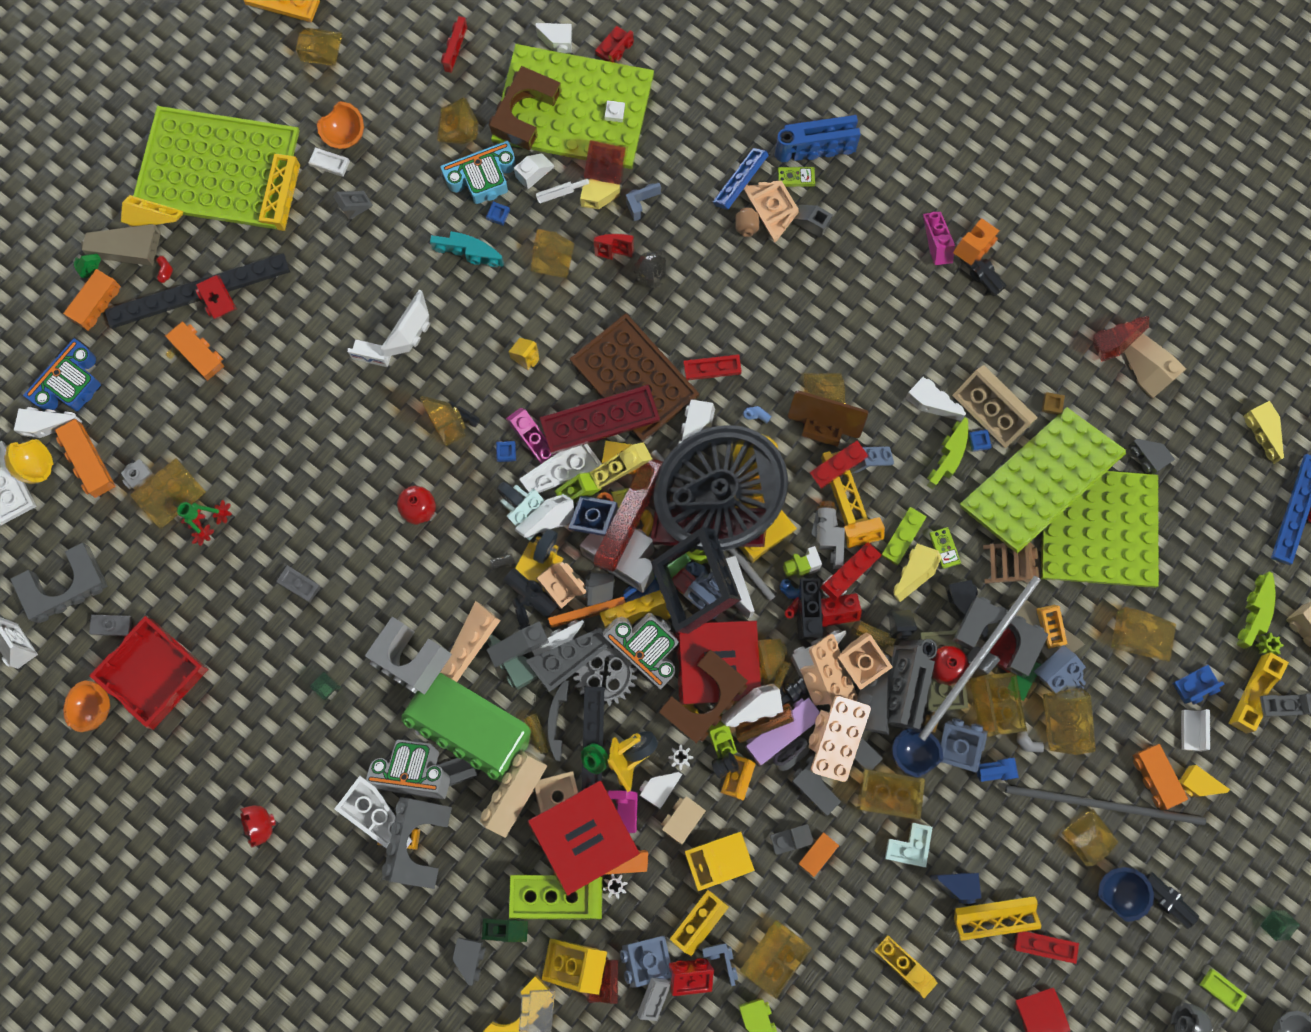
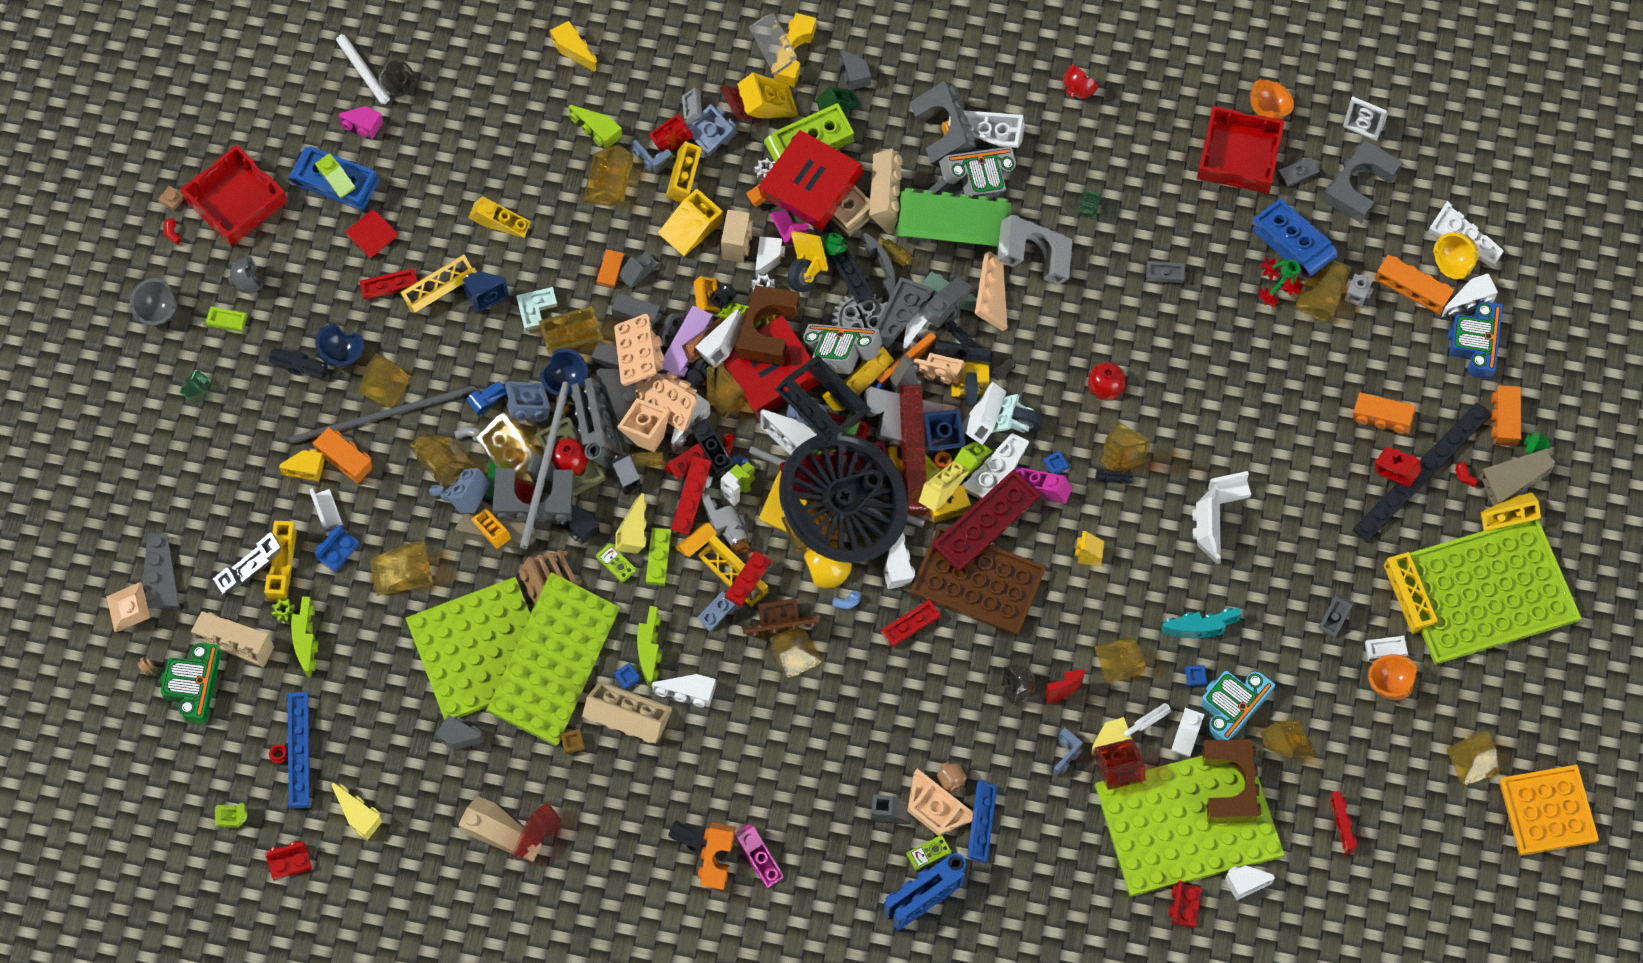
camera: 155 degrees right, 10 degrees down
(146, 523) = (1294, 238): none -> blue hinge
(614, 111) = (1142, 825): white plate -> none

